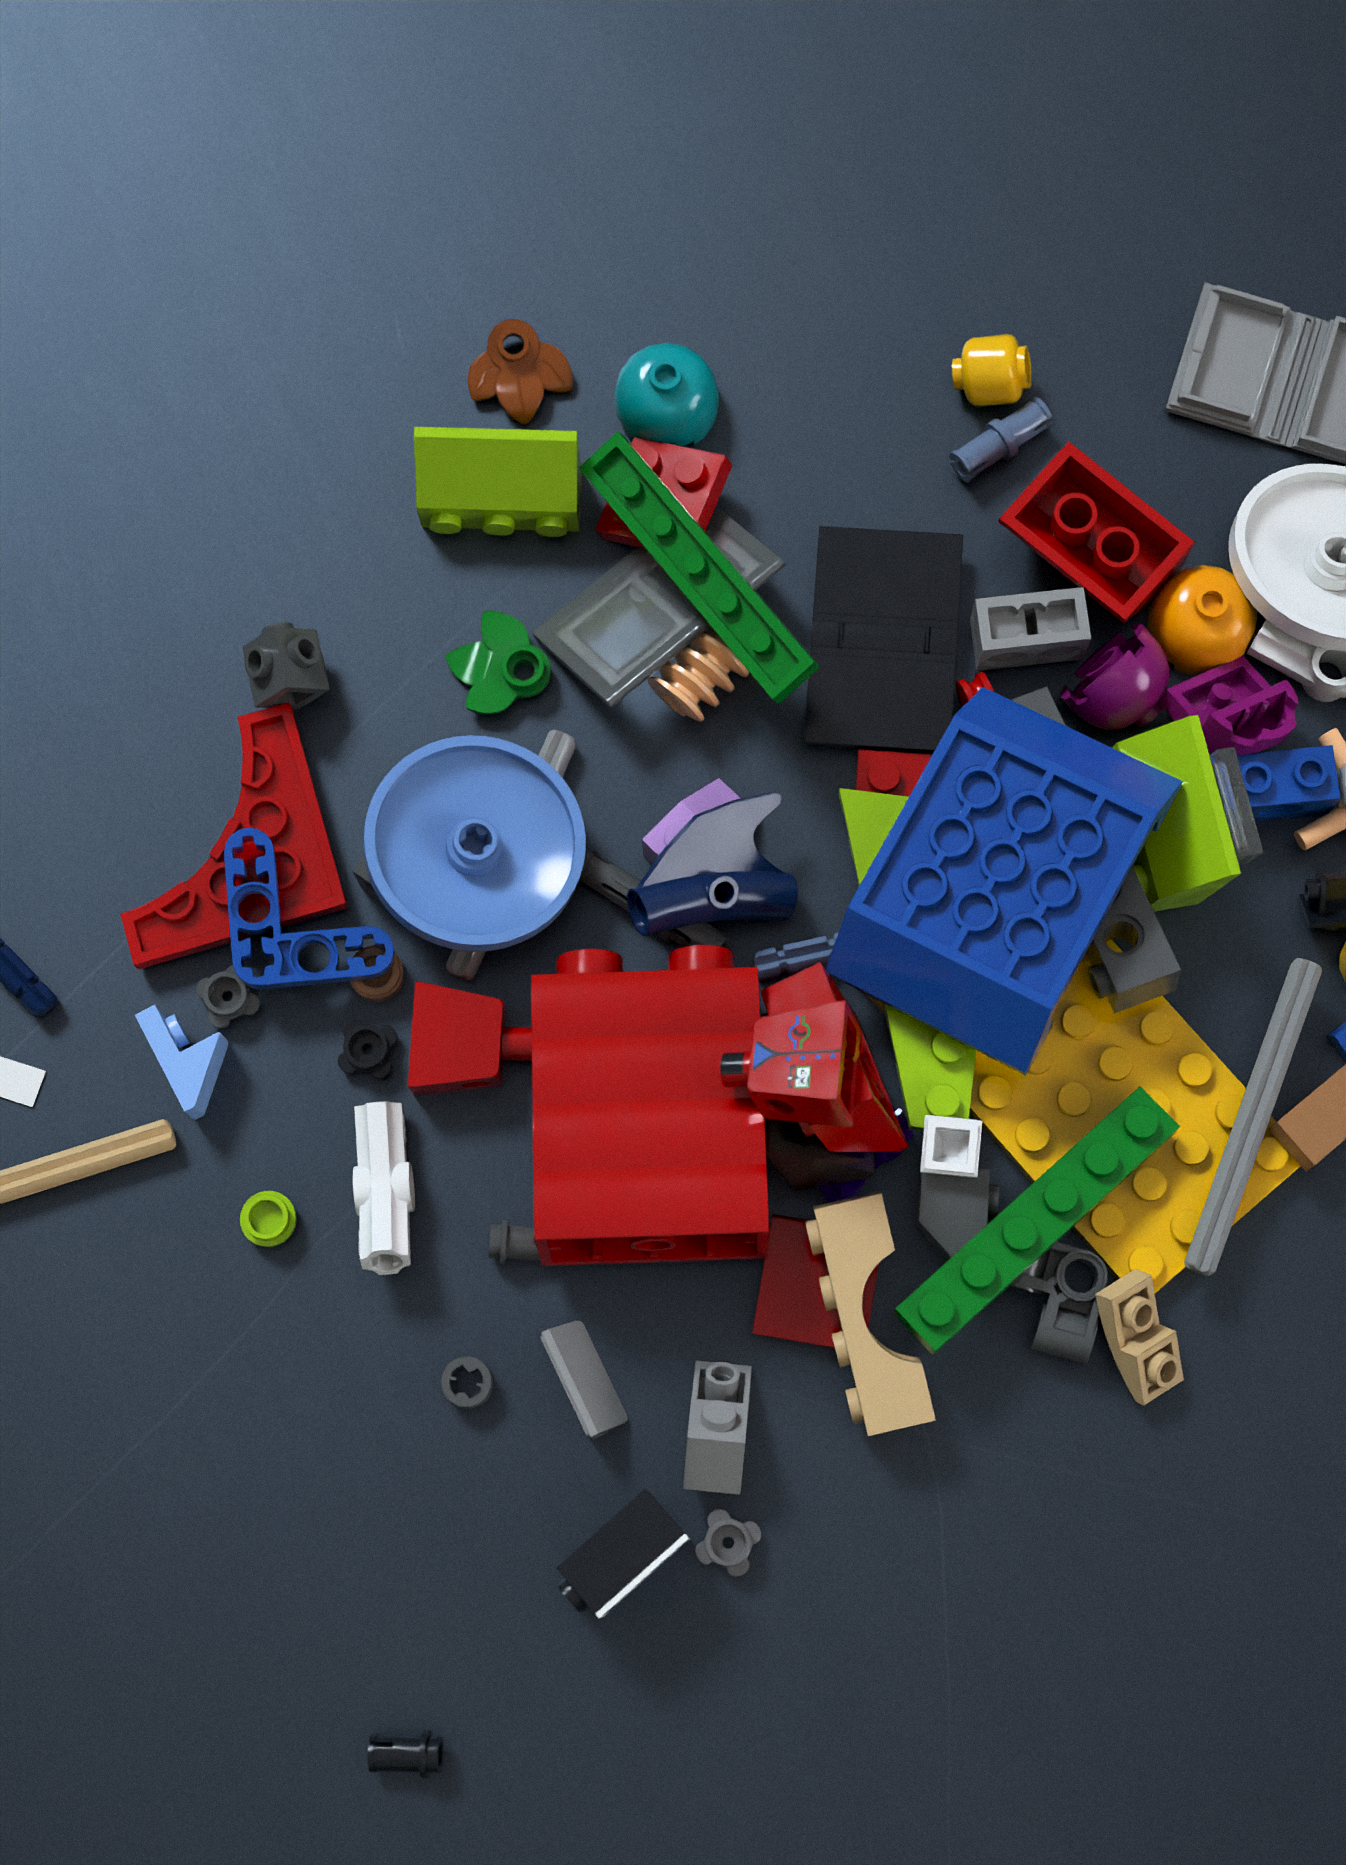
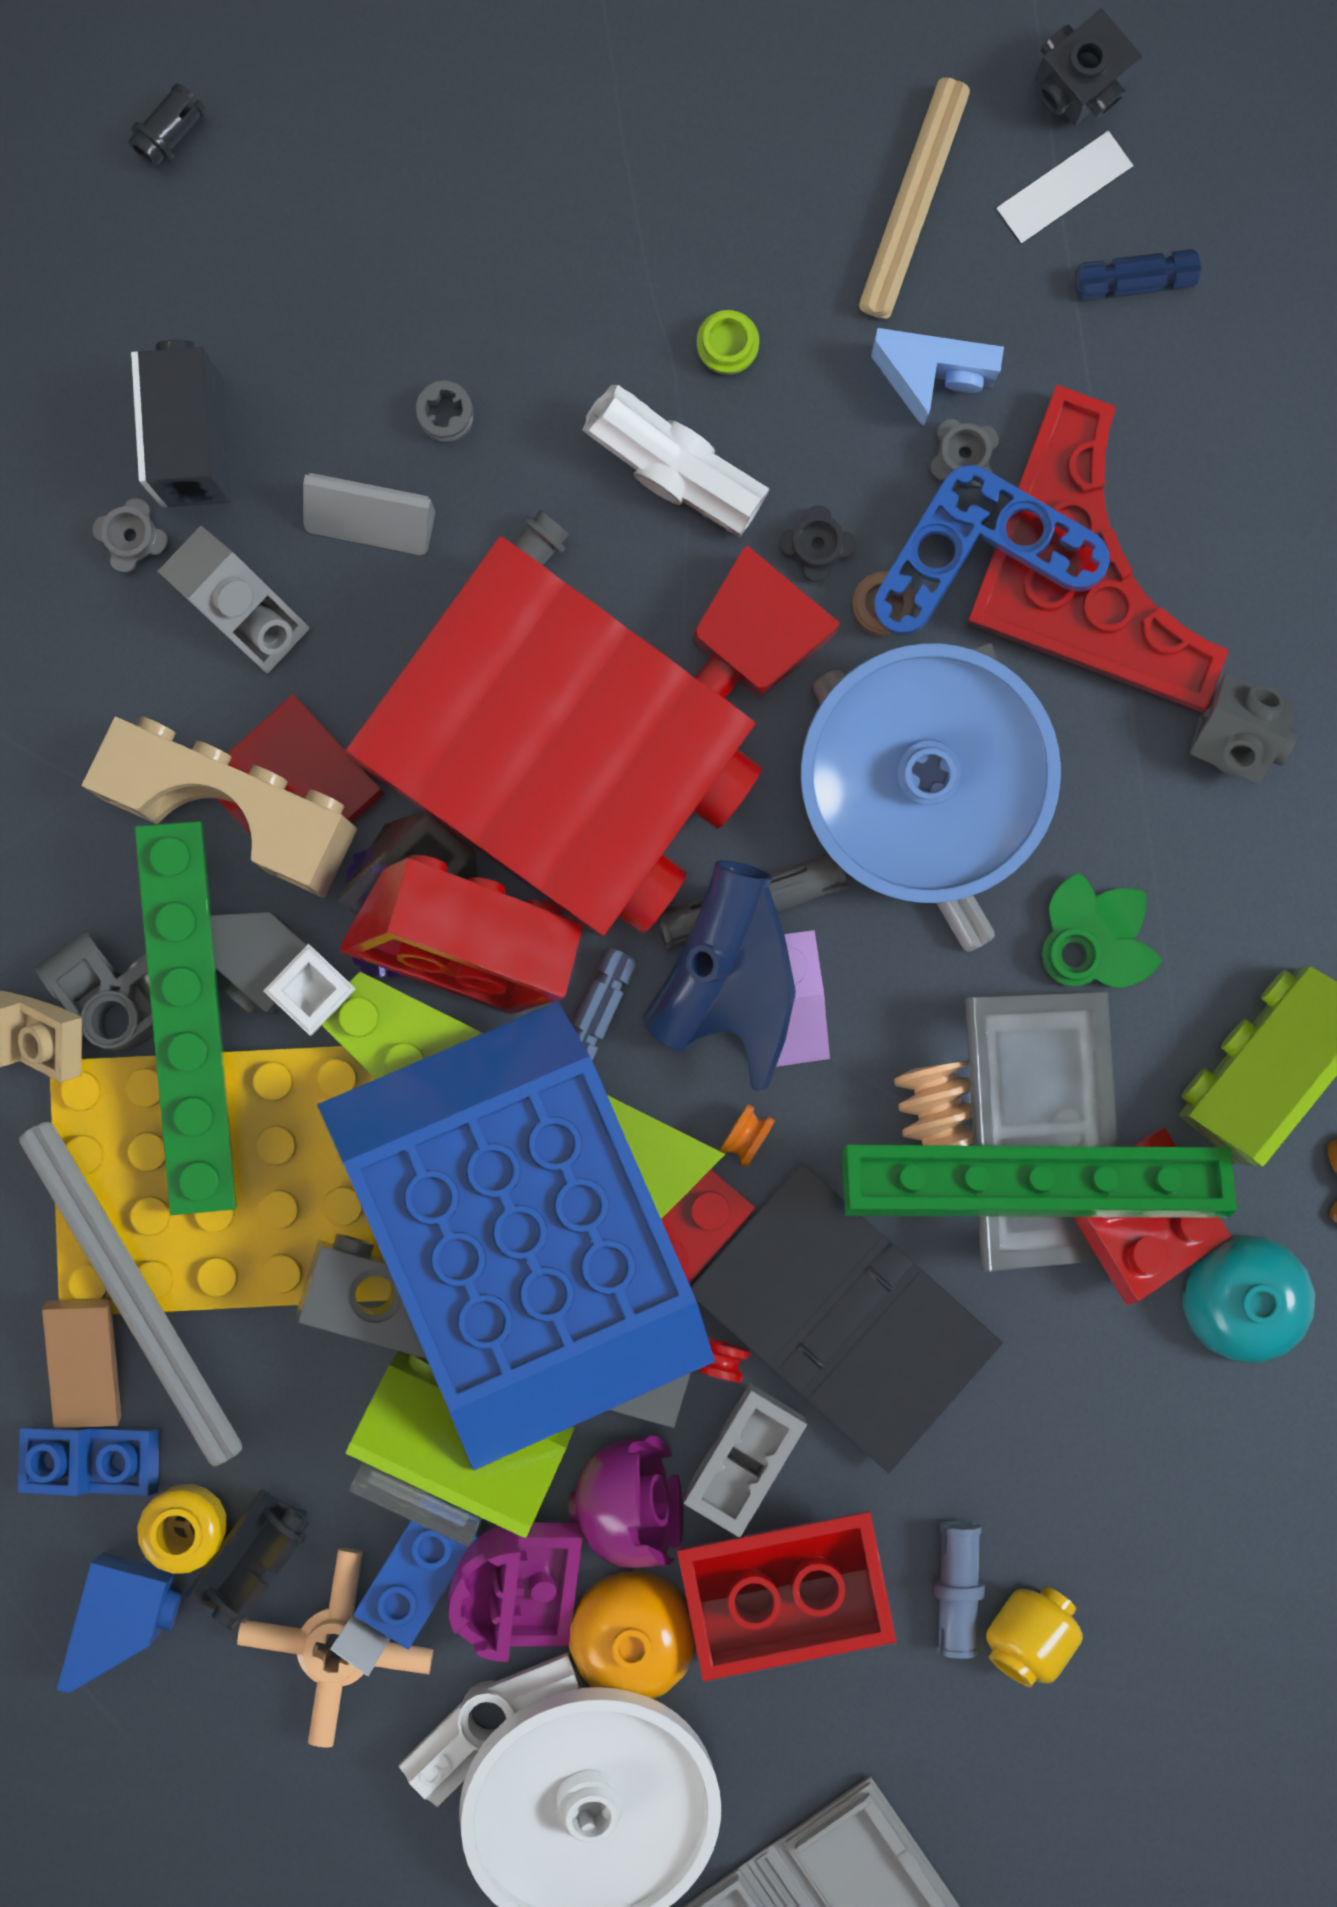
camera: 120 degrees right, 10 degrees up
(800, 1065) = (468, 891): red torso -> none
(814, 790) = (747, 1135): none -> orange bush

